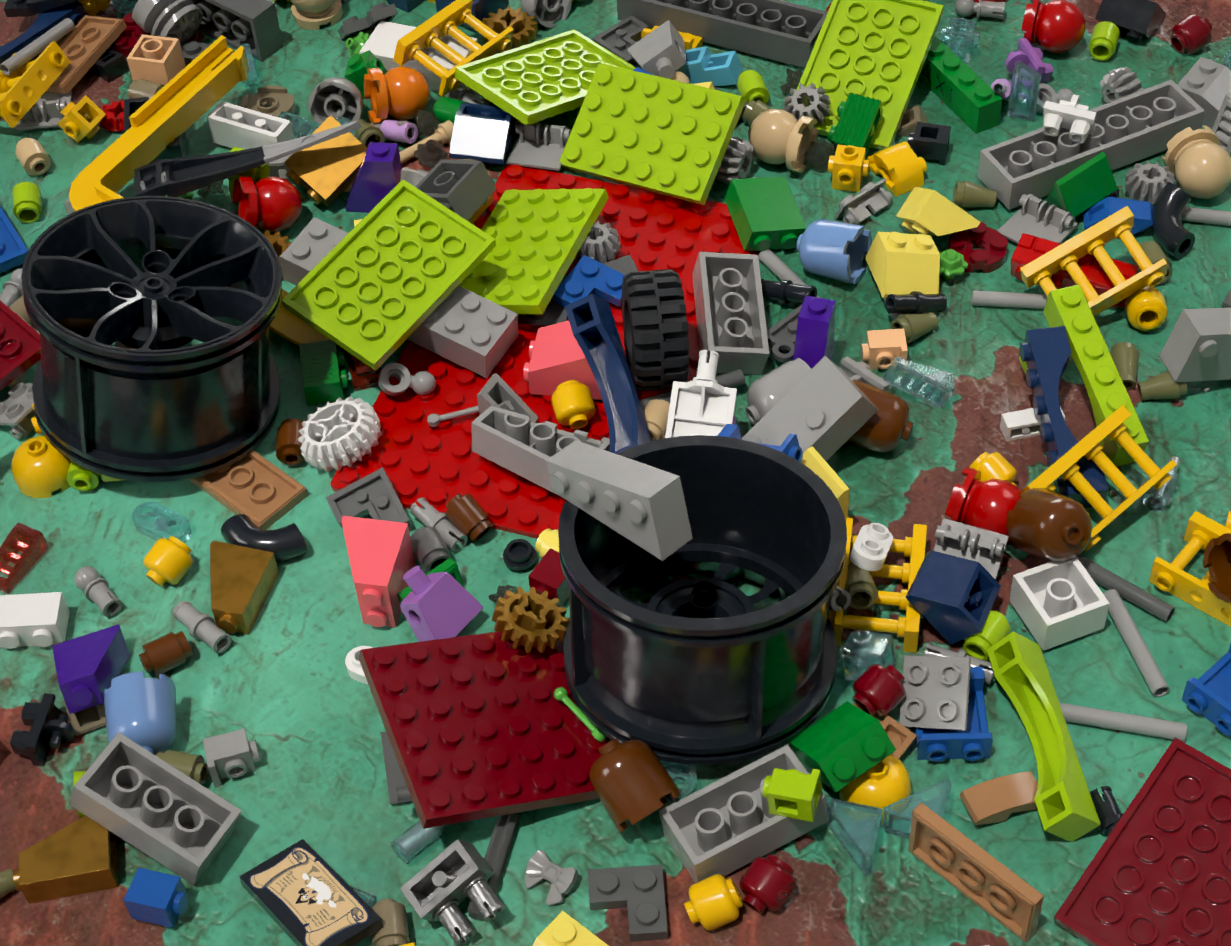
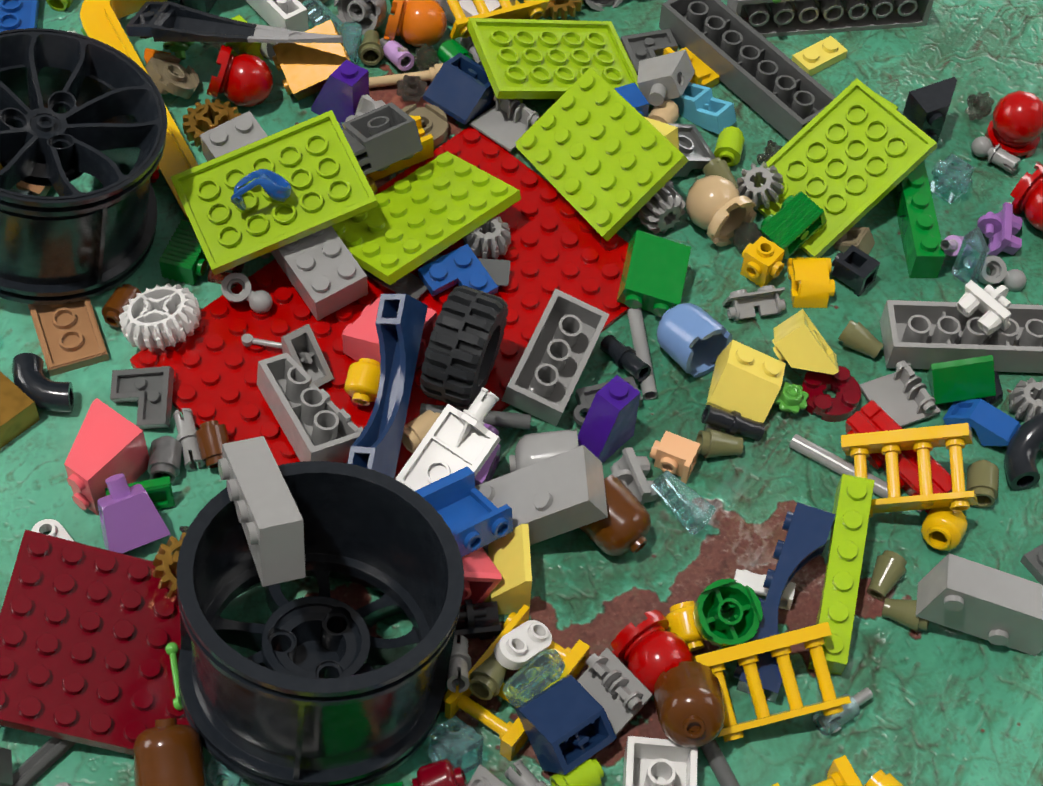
camera: 20 degrees right, 5 degrees up
(397, 263) = (272, 183): none -> blue piece
(900, 568) = (534, 677): none -> clear light blue plate
(1028, 443) = (727, 613): none -> green cylinder

